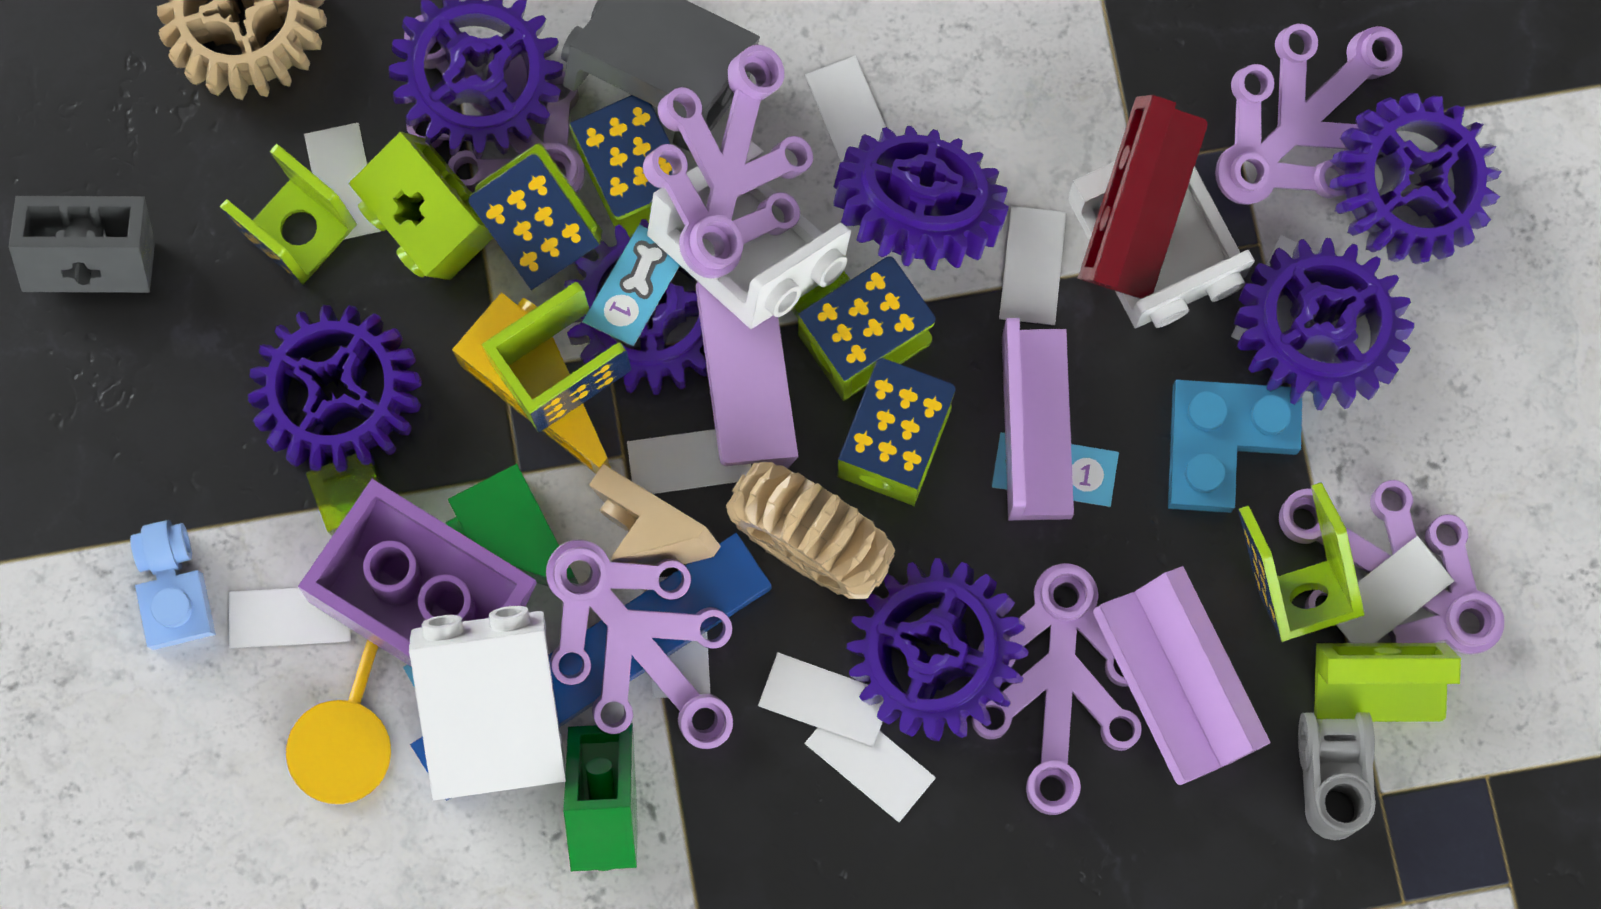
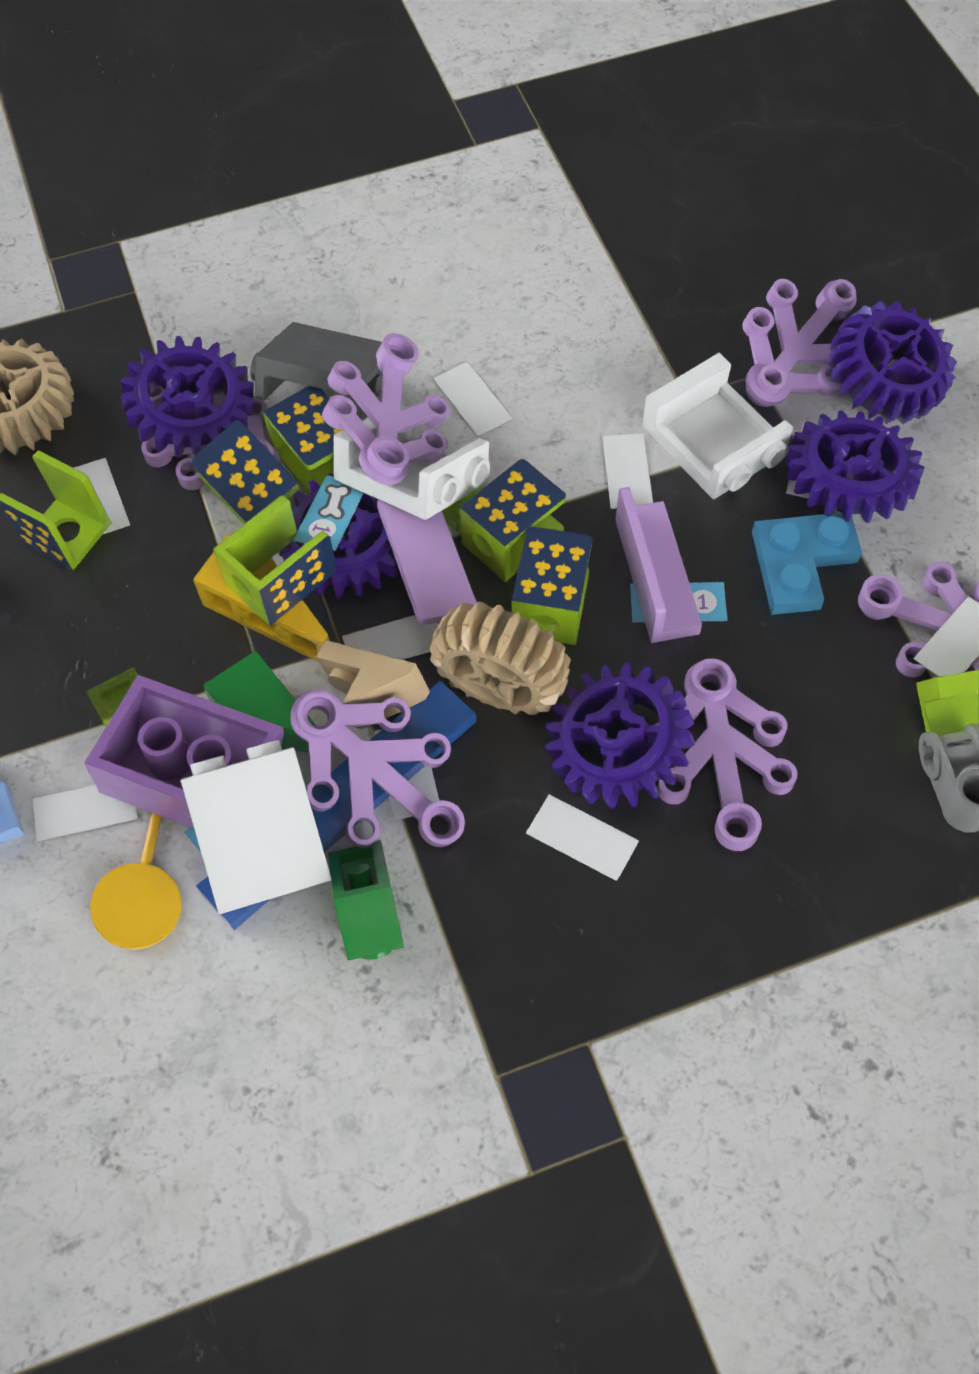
camera: 10 degrees left, 15 degrees down
(348, 365) = (98, 613): dark purple gear -> none
(390, 195) = (160, 493): lime brick -> none
(820, 699) = (533, 797): white sticker -> none
(920, 197) = (536, 425): dark purple gear -> none
(1143, 197) = (700, 396): dark red panel -> none
(1181, 676) = (821, 723): lavender panel -> none
(1334, 576) = (919, 614): lime piece -> none

